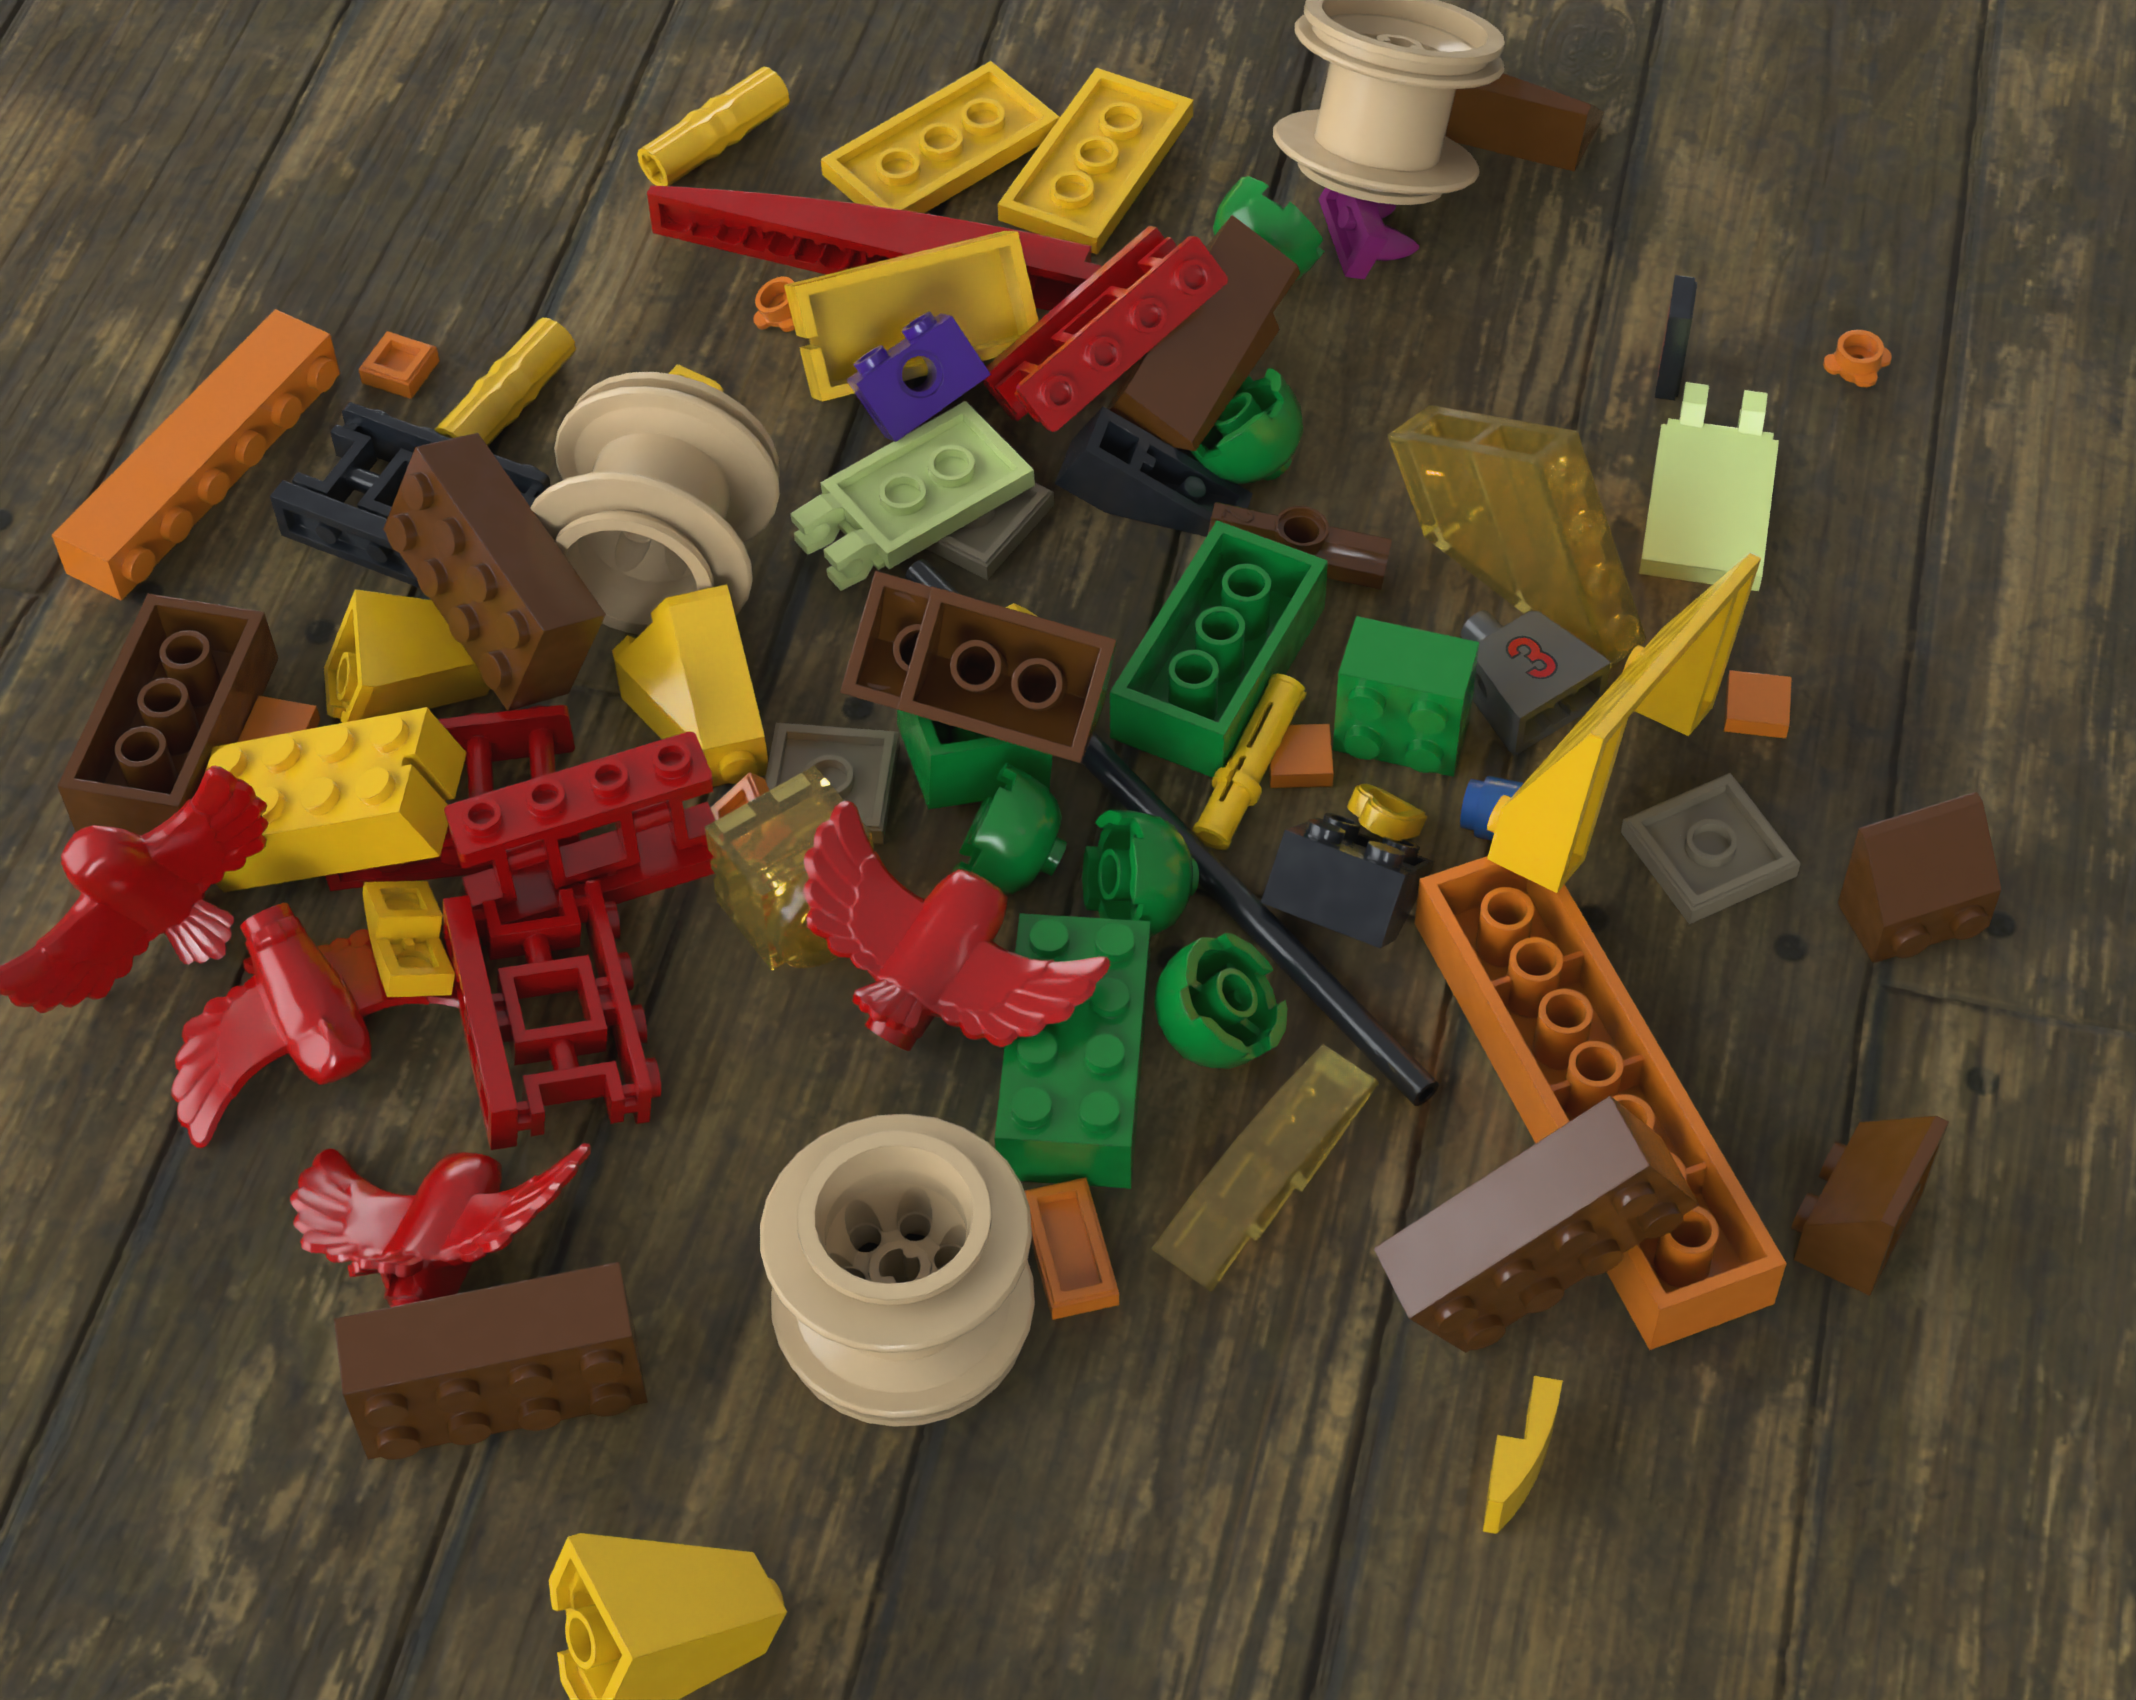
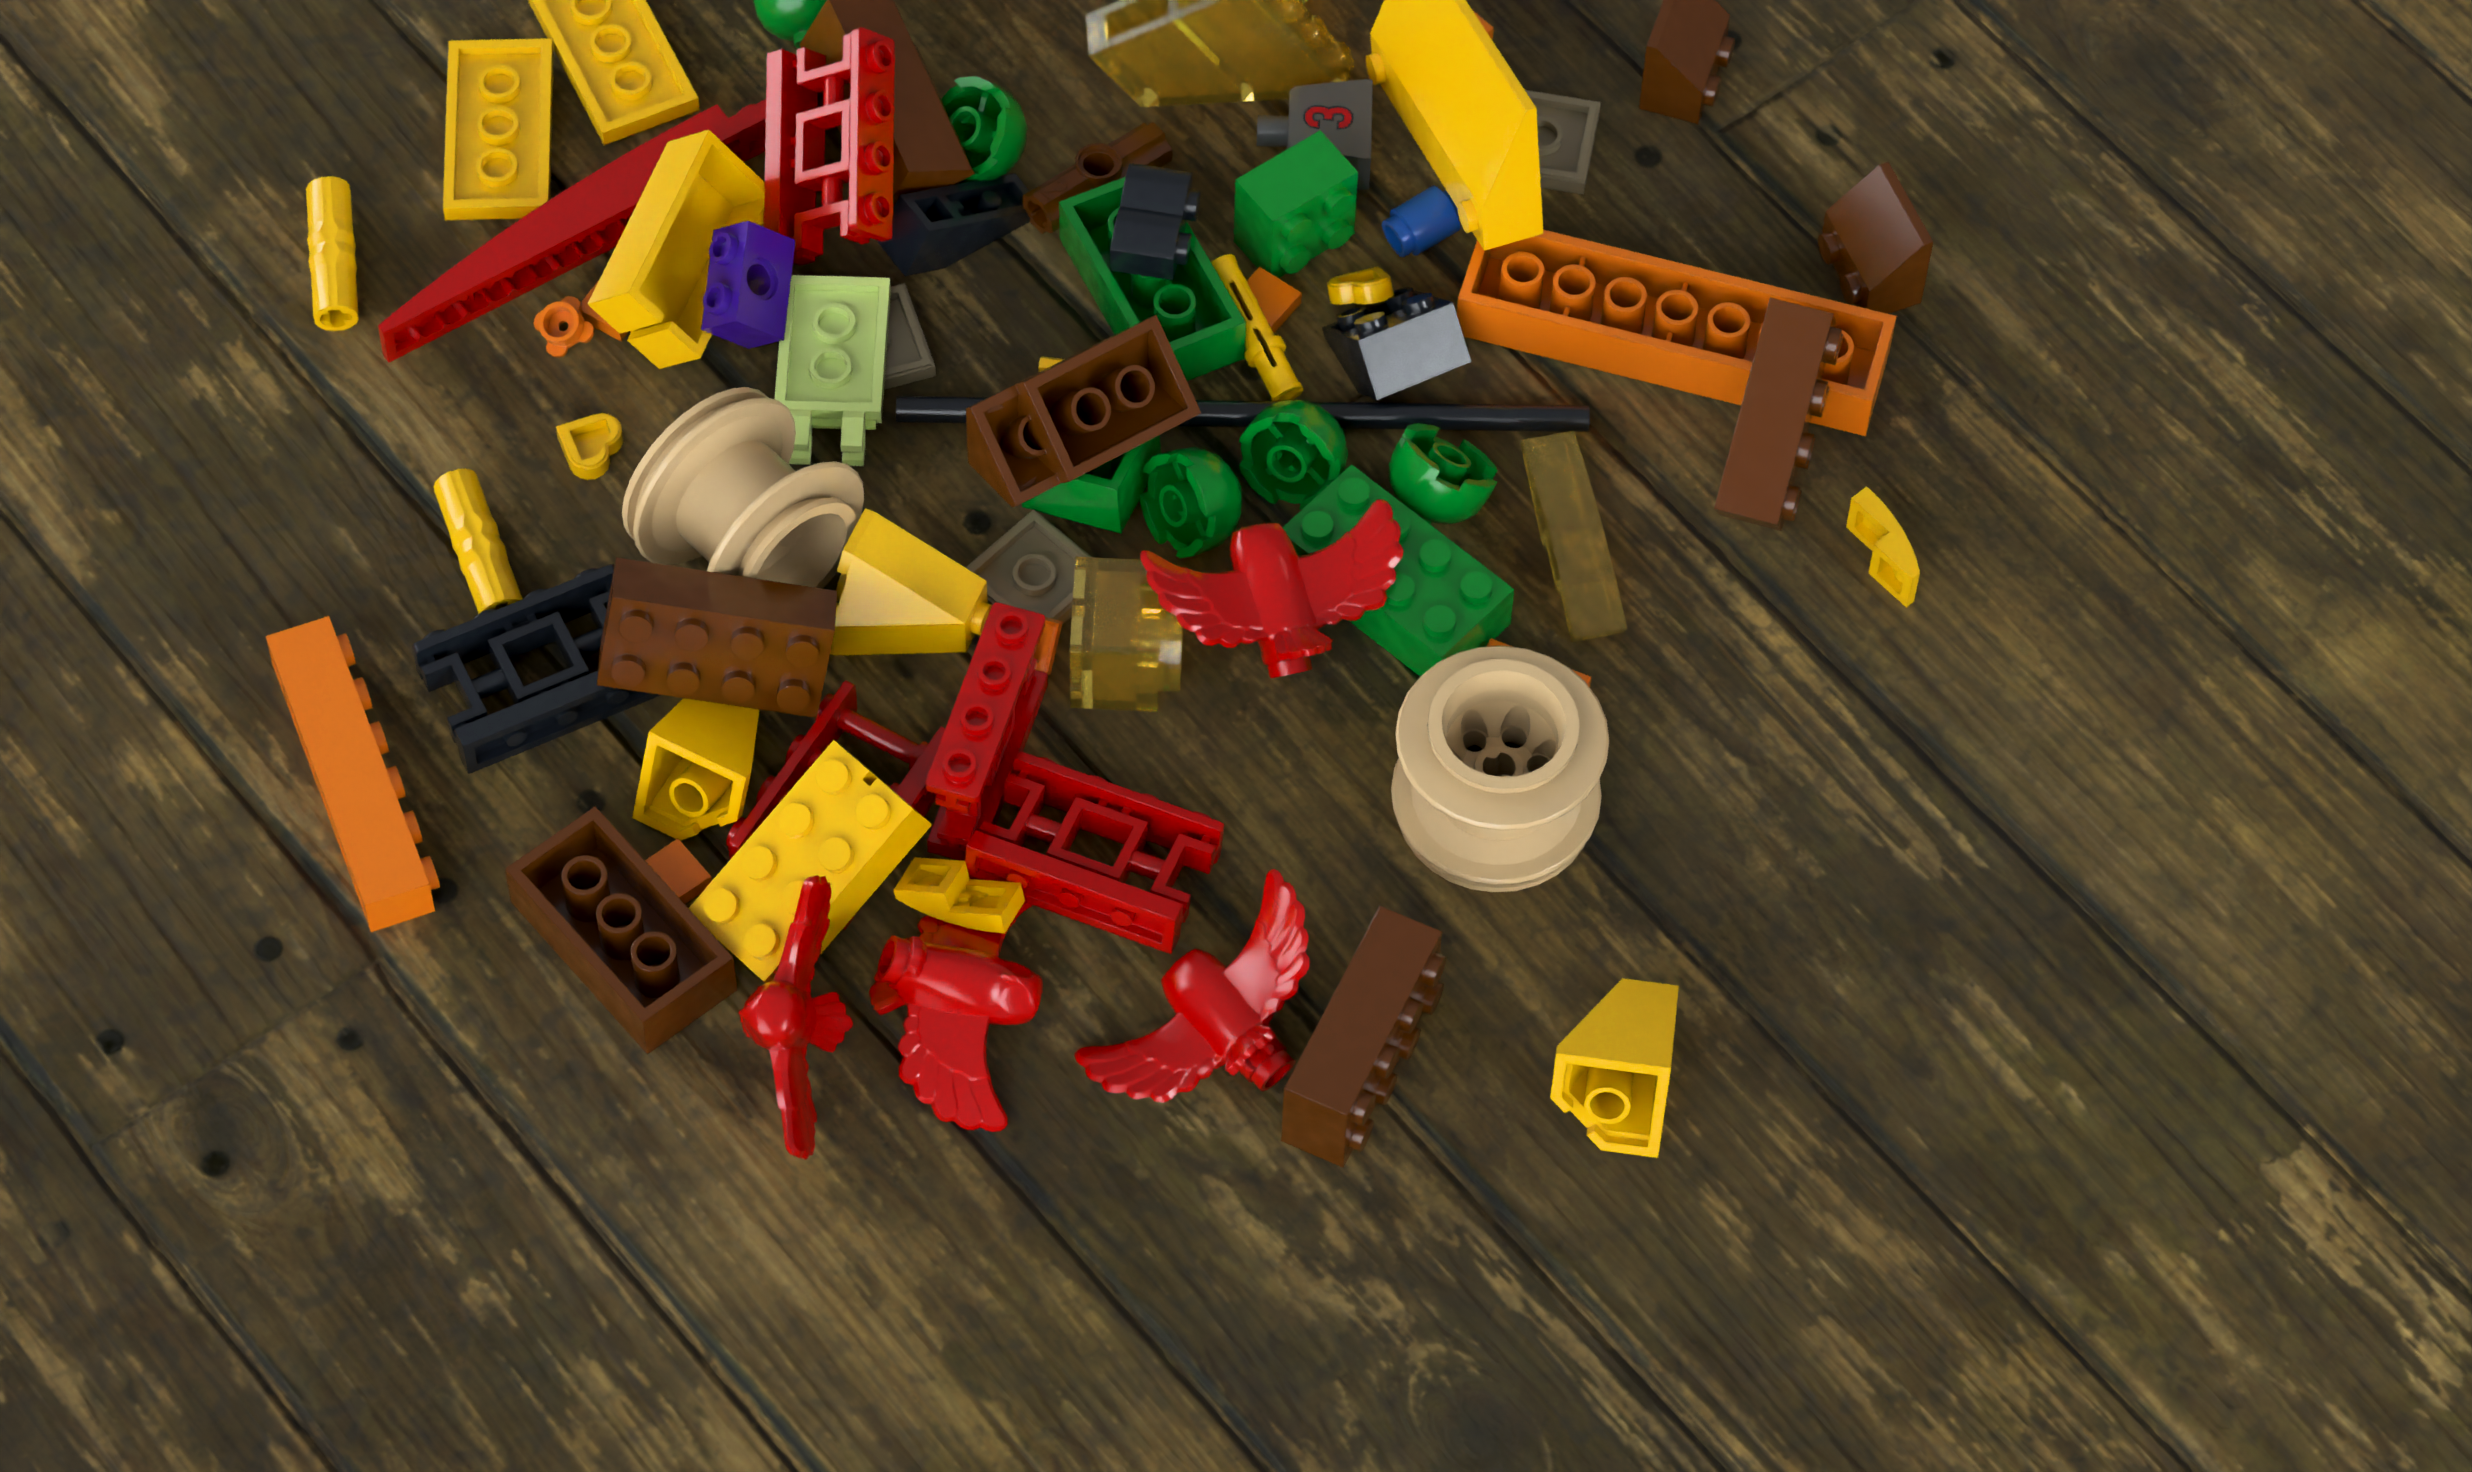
camera: 55 degrees left, 5 degrees up
(399, 365) = (371, 600): orange tile -> none
(1248, 588) = (1152, 222): none -> black brick

